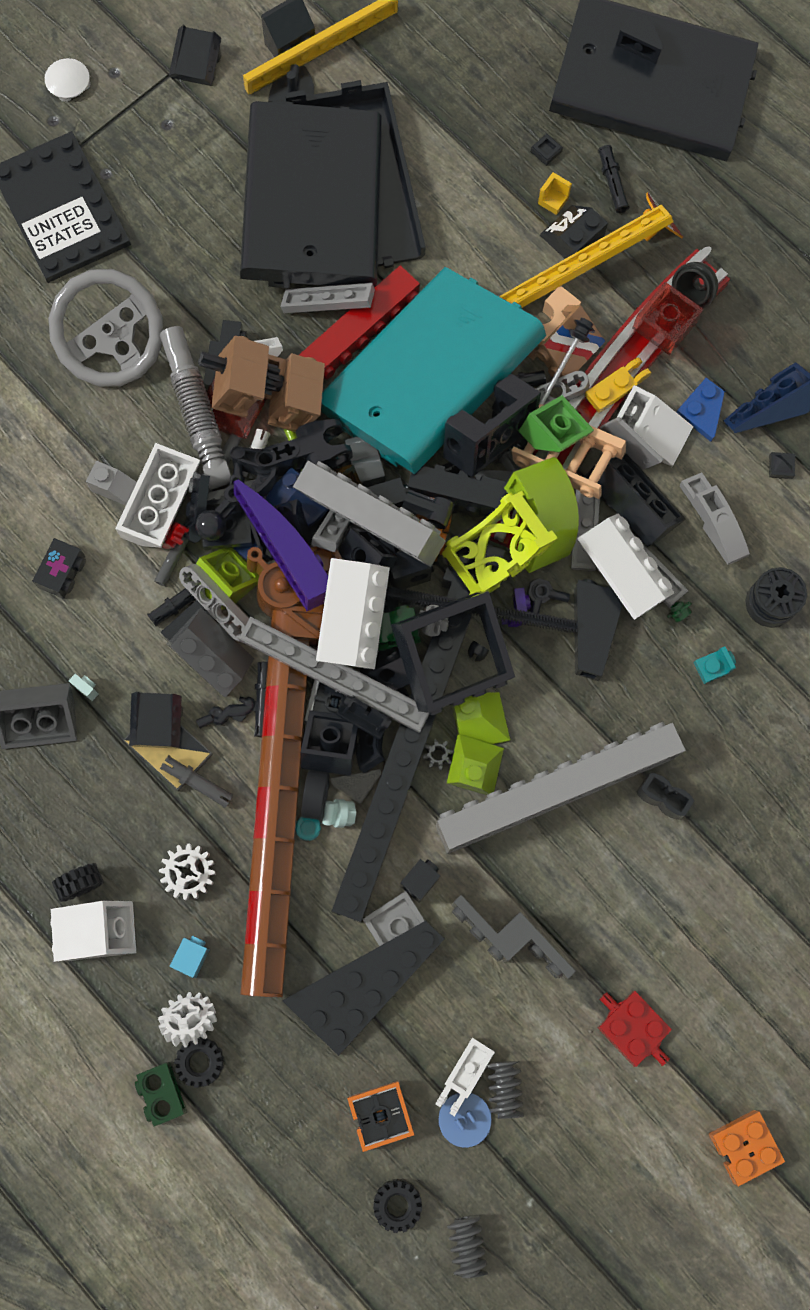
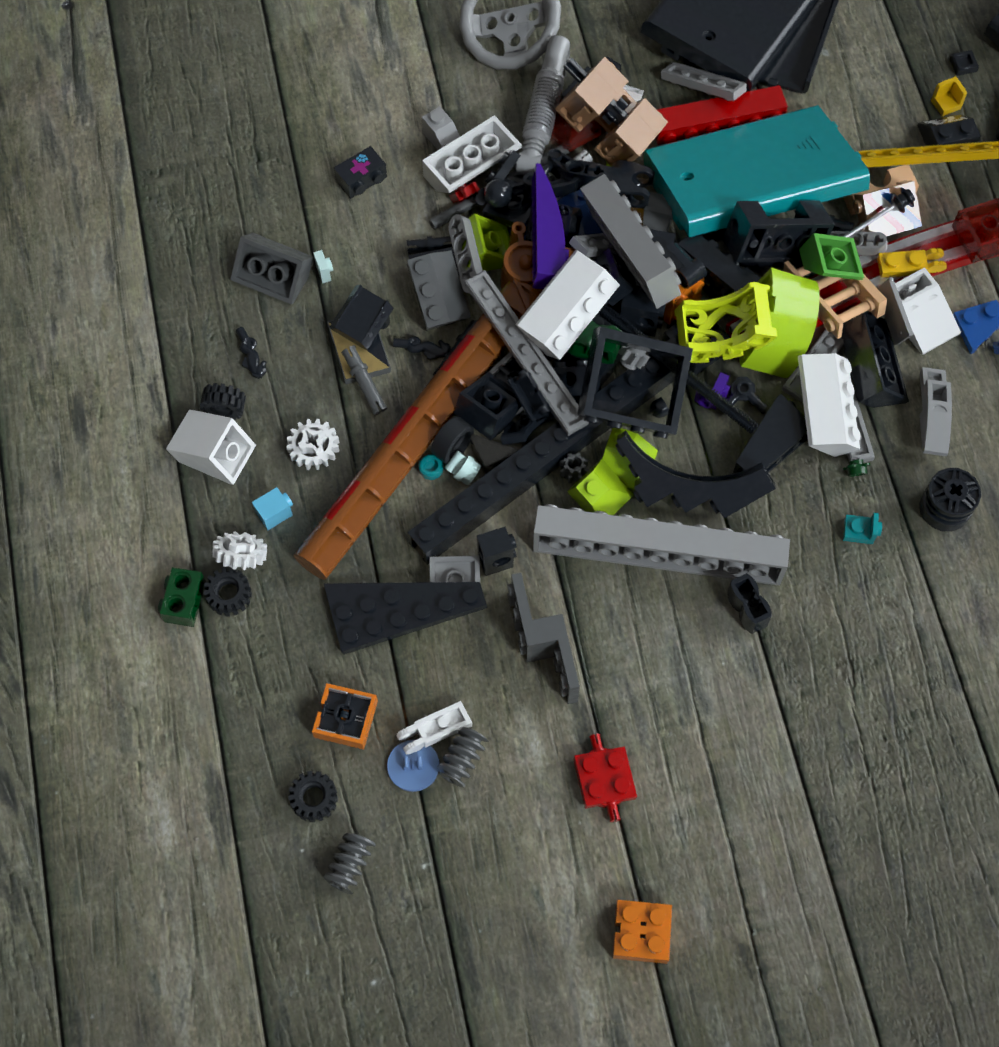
camera: 35 degrees right, 10 degrees down
(75, 818) = (252, 360): none -> black animal
(553, 720) = (727, 491): none -> black arch

